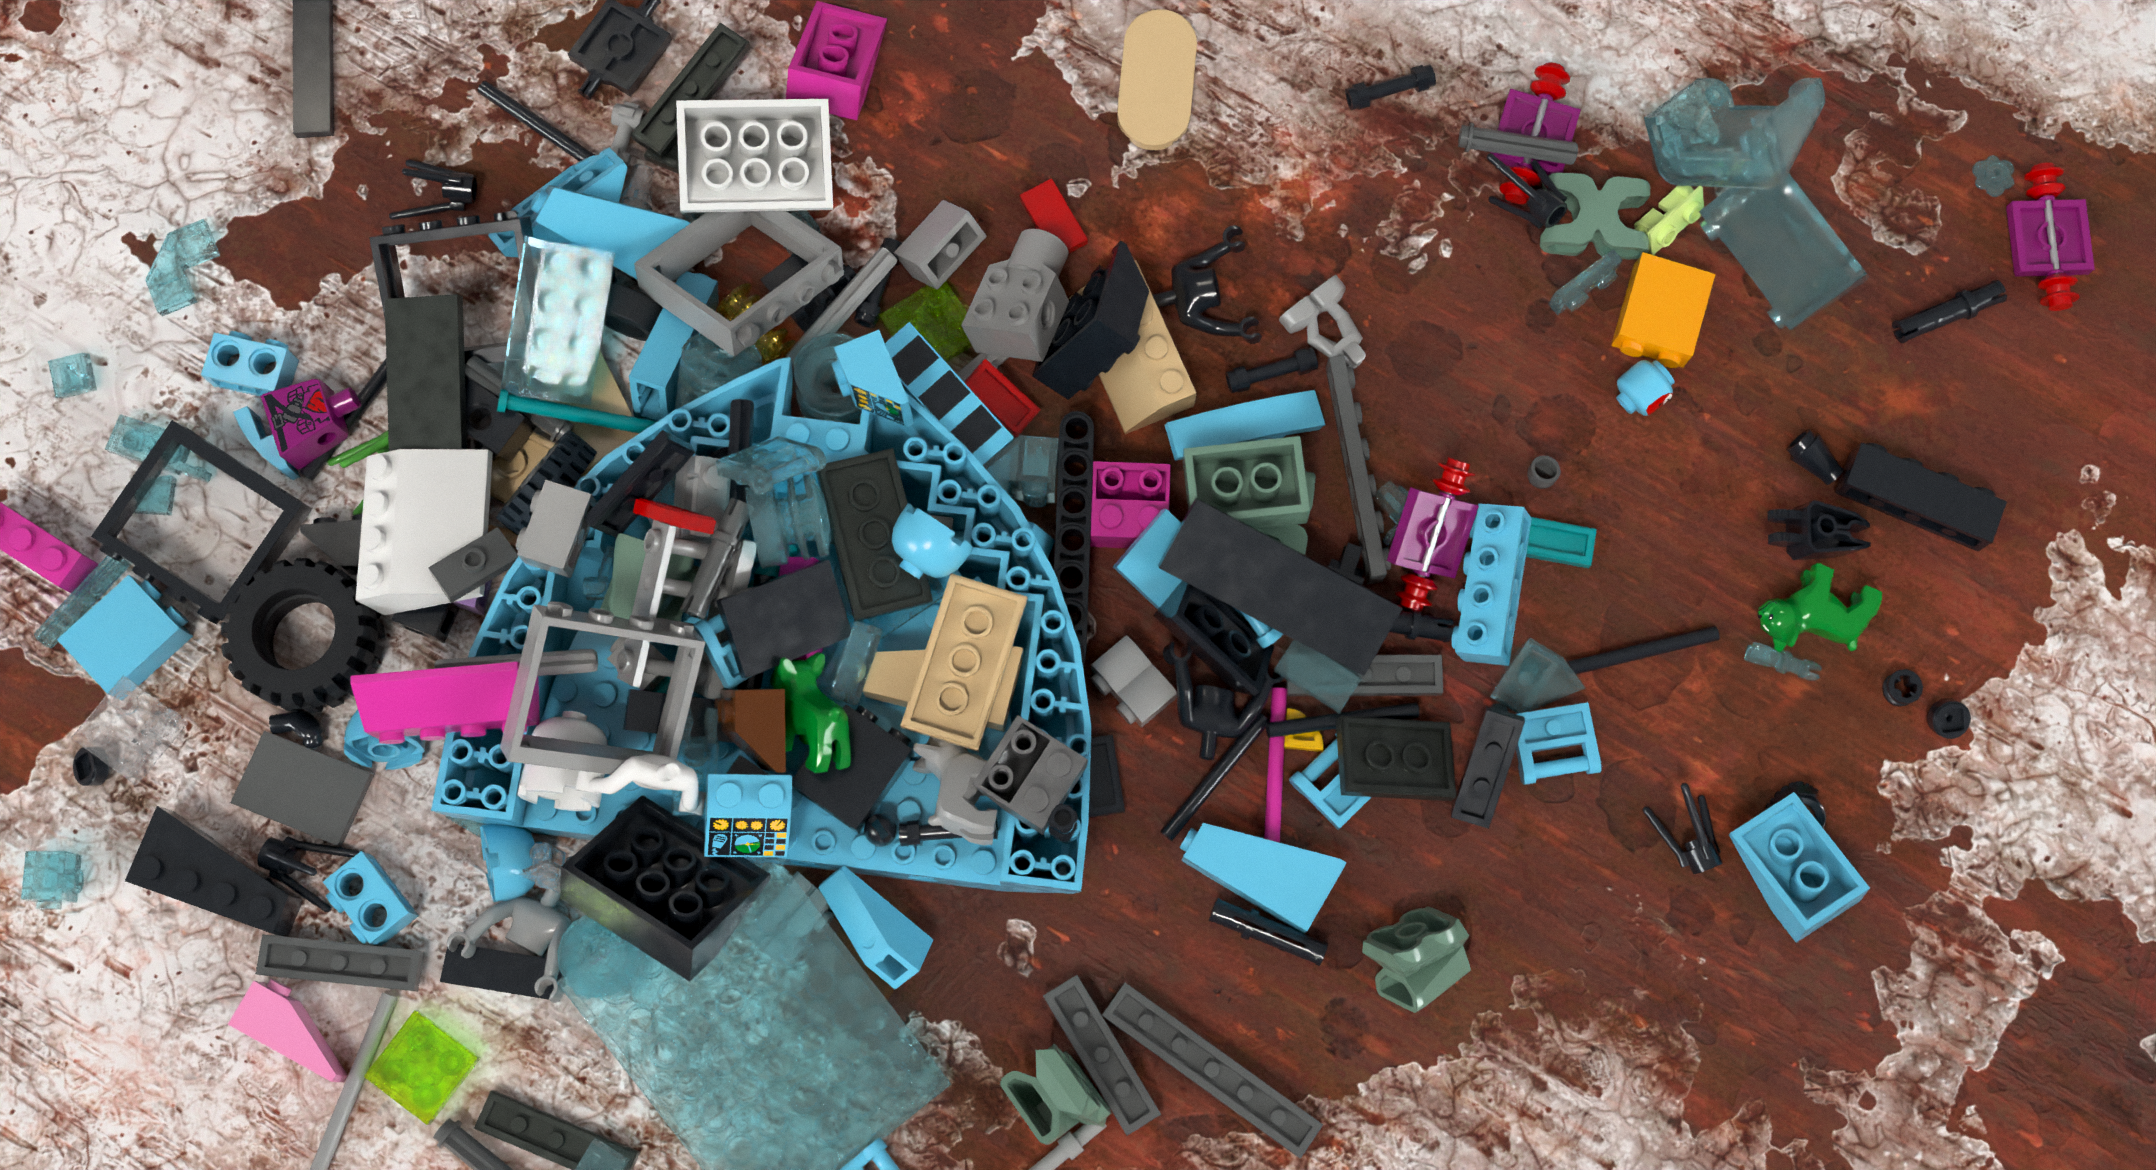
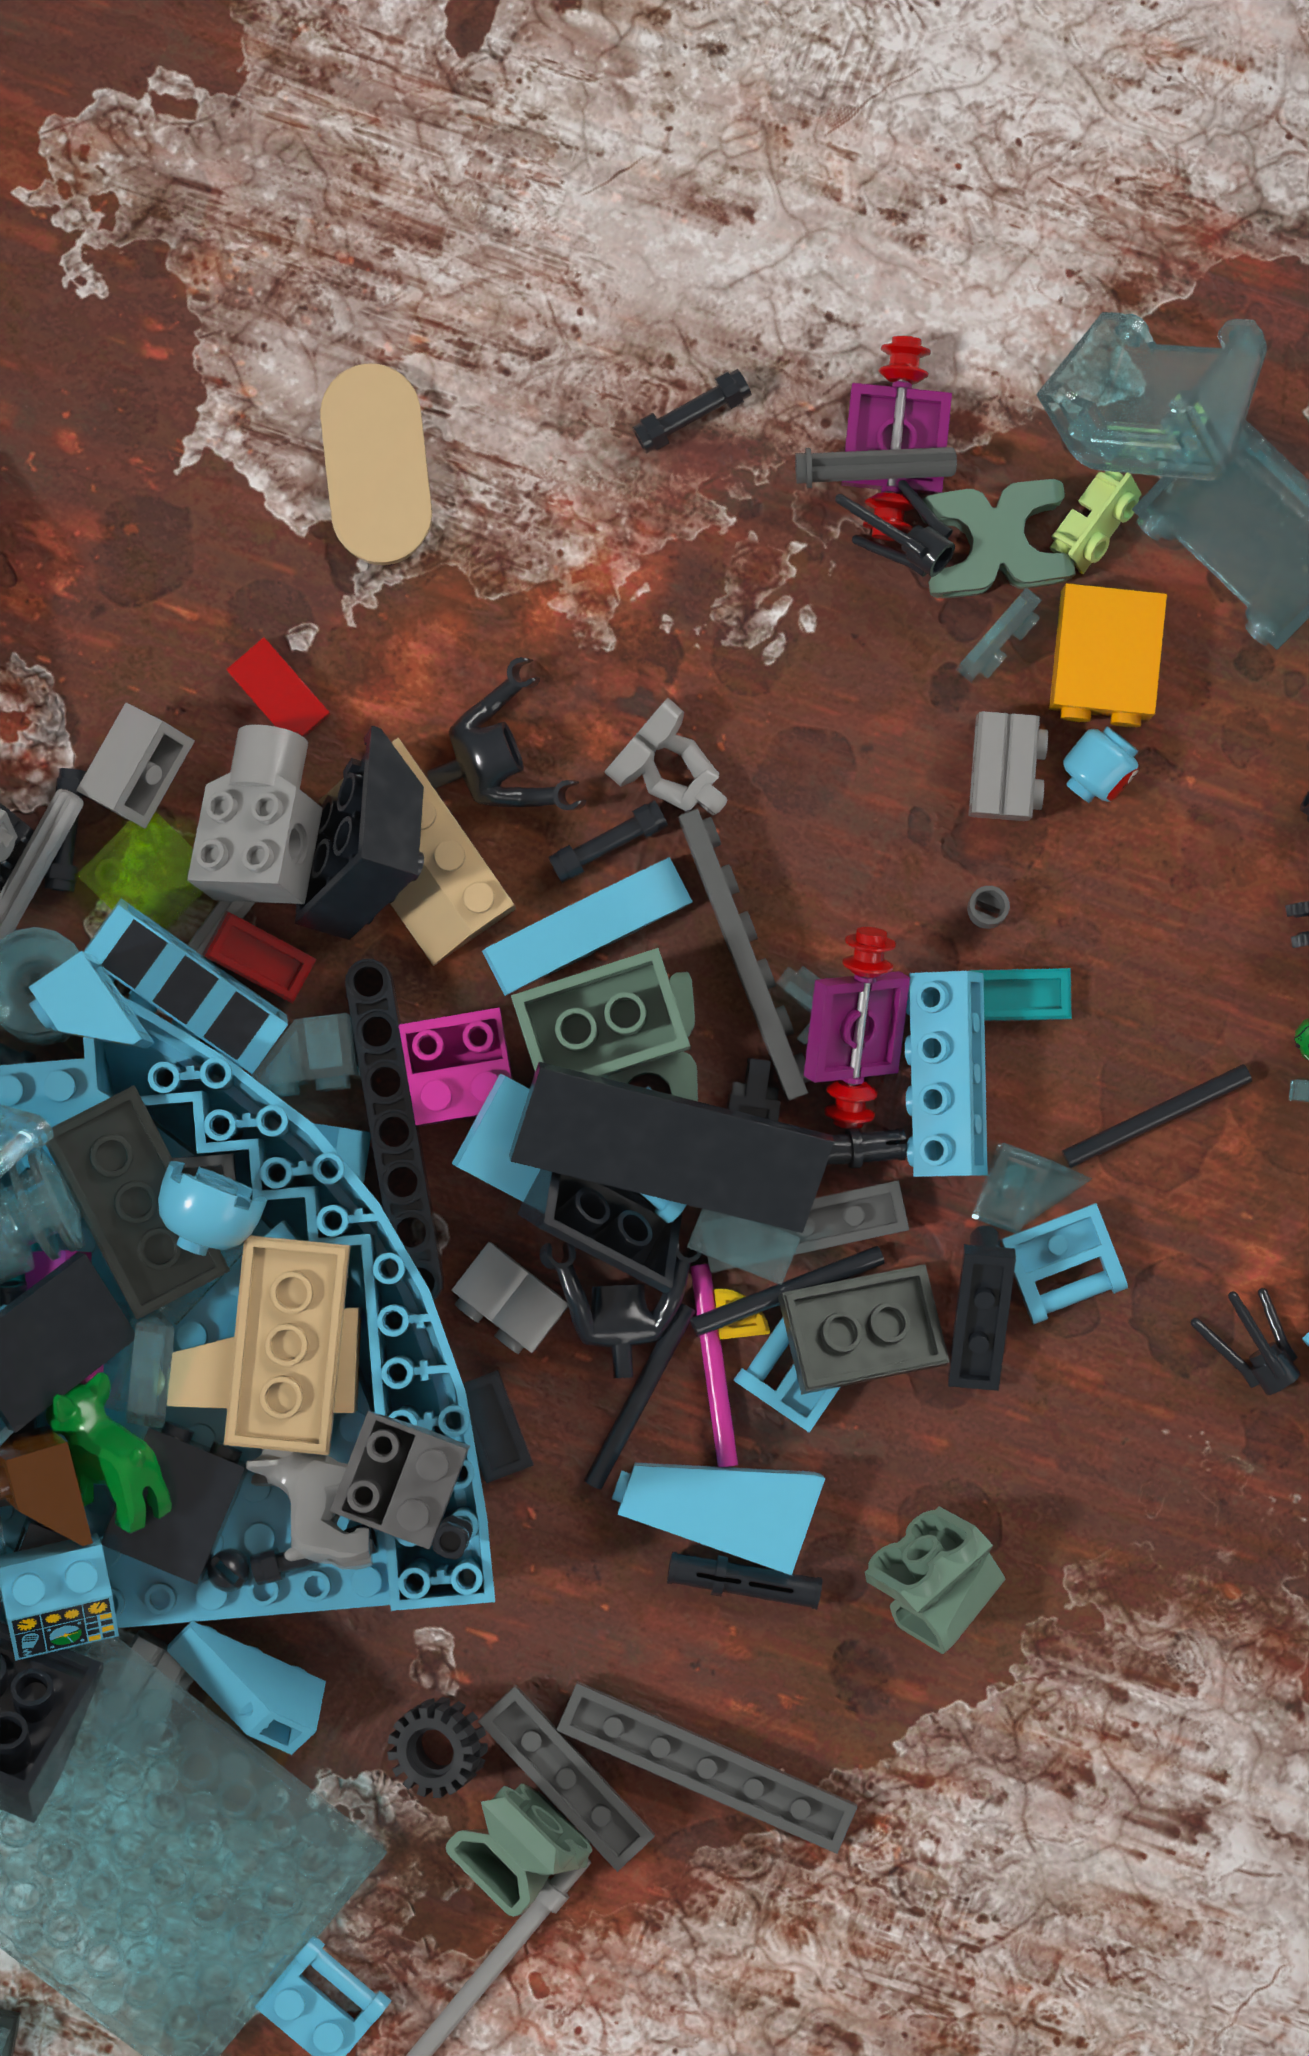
camera: 10 degrees left, 10 degrees up
(986, 1015) = (417, 1765): none -> black tyre
(1574, 374) = (1006, 766): none -> light grey brick

